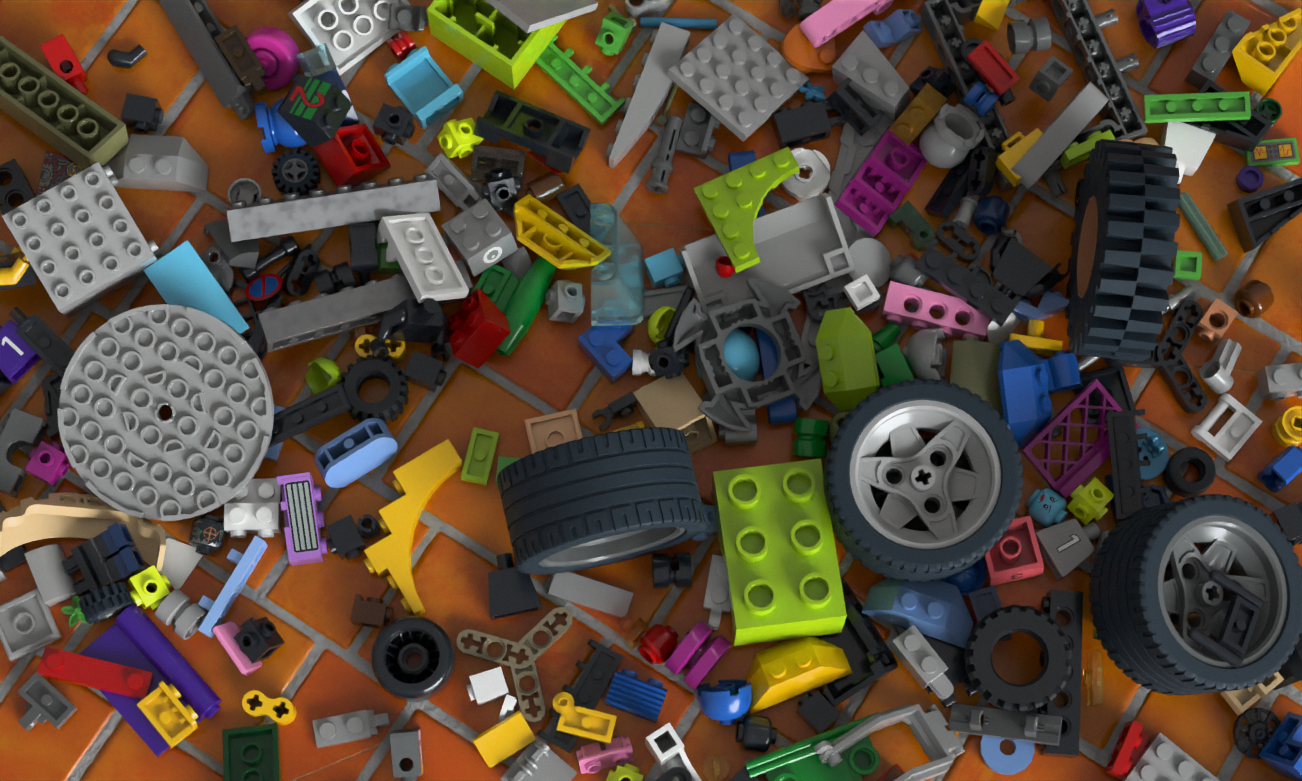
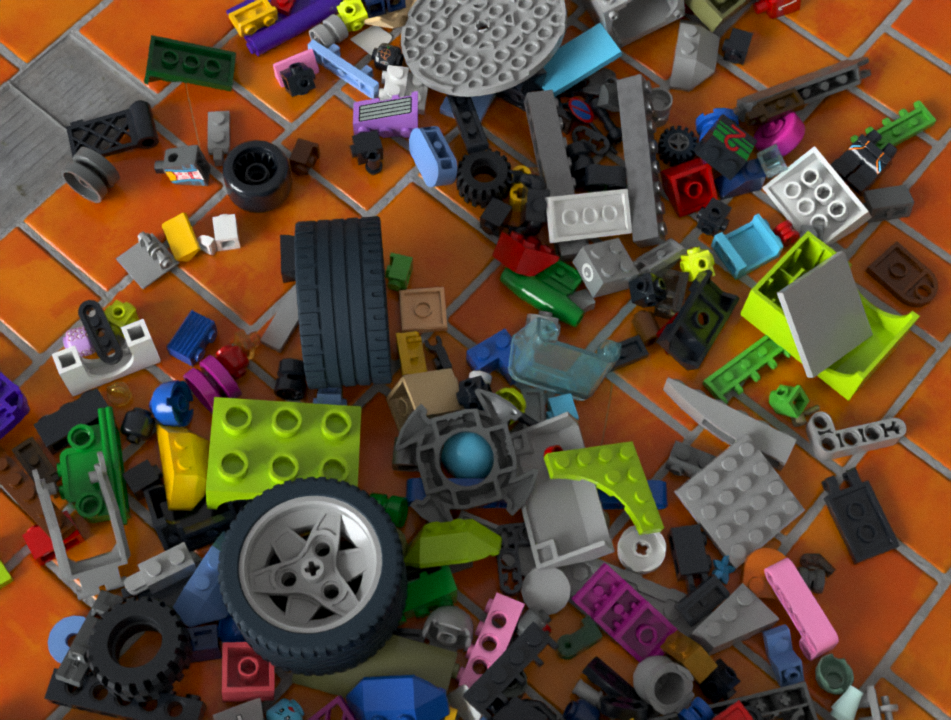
camera: 100 degrees right, 10 degrees down
(126, 59) = (784, 43): black arm -> none
(269, 707) = (245, 83): yellow axle -> none
(323, 374) = (505, 145): lime hair -> none
(393, 553) = (374, 186): yellow arch -> none
(480, 456) = (421, 250): lime plate -> none
(532, 651) = (249, 268): dark tan piece -> none
(555, 236) = (599, 317): yellow wedge -> none
(583, 721) = (178, 291): yellow hinge -> none
(586, 692) = (201, 299): black hinge -> none
(593, 760) = (150, 301): bright pink hinge -> none
(661, 120) = (704, 435): olive hinge -> none
(663, 166) = (659, 422): dark grey pin -> none
(692, 23) = (798, 462): dark azure piece -> none
(861, 292) = (513, 570): white plate -> none
(885, 337) = (470, 592): green cone -> none
(961, 237) = (555, 678): black beam -> none

